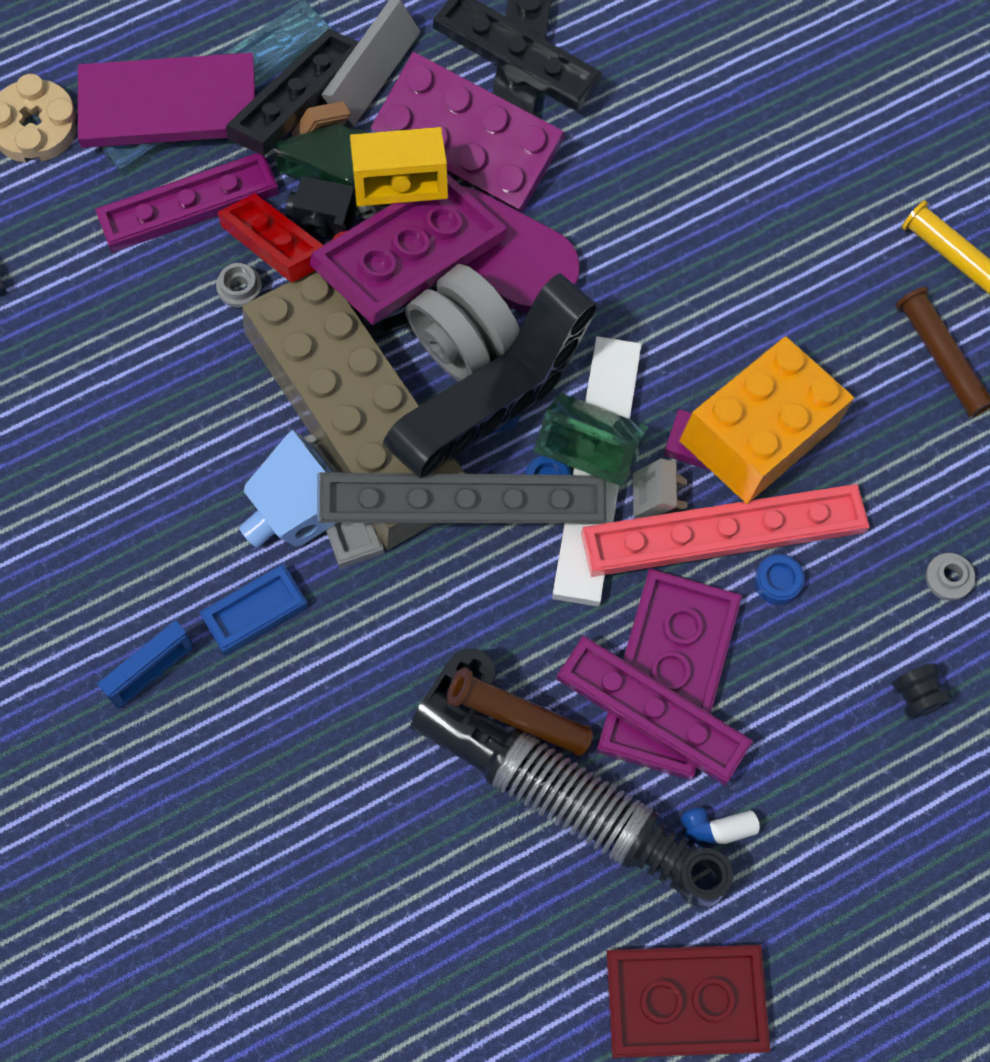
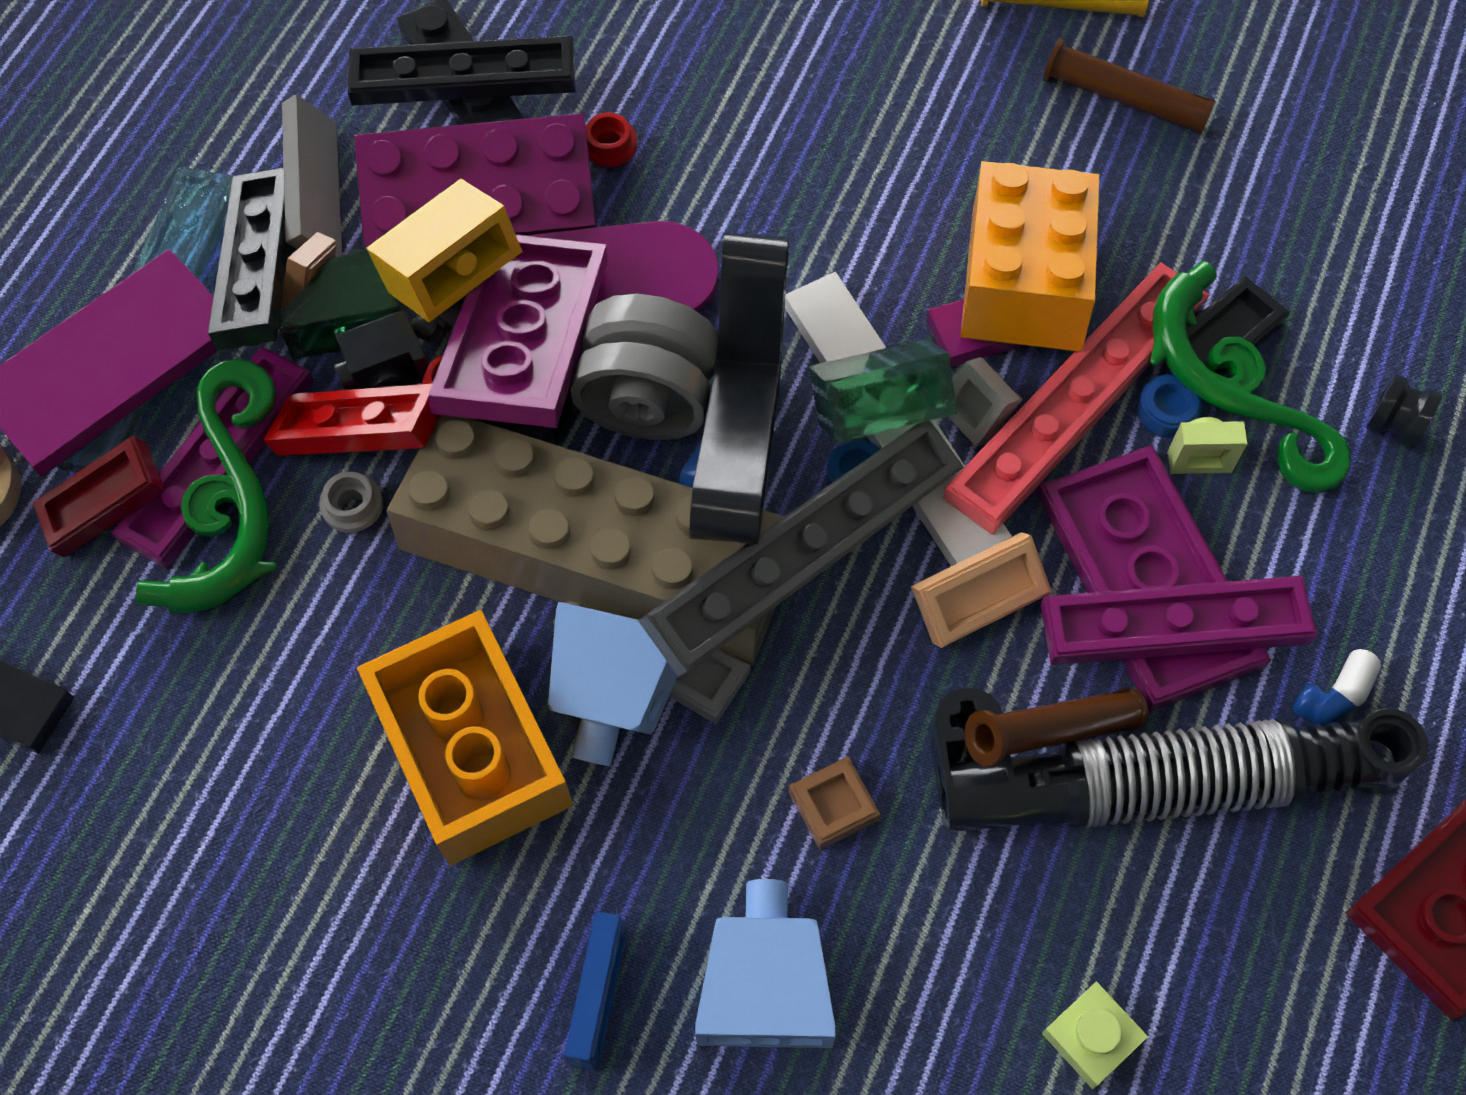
camera: 35 degrees left, 5 degrees down
(102, 182) = (98, 496): none -> dark red tile
(153, 226) = (203, 497): none -> green plant
(186, 470) = (465, 737): none -> light orange brick
(241, 727) = (765, 978): none -> light blue torso
(254, 609) = (661, 838): blue tile -> none
(365, 663) = (834, 803): none -> medium nougat tile
(397, 901) = (1094, 1035): none -> yellowish green plate
(555, 604) = (981, 589): none -> light nougat tile
(575, 148) = (612, 129): none -> red plate
(772, 620) = (1206, 446): none -> yellowish green plate
(820, 602) = (1247, 370): none -> green plant
(859, 560) = (1239, 312): none -> black tile
(941, 585) = (1319, 301): light grey plate -> none

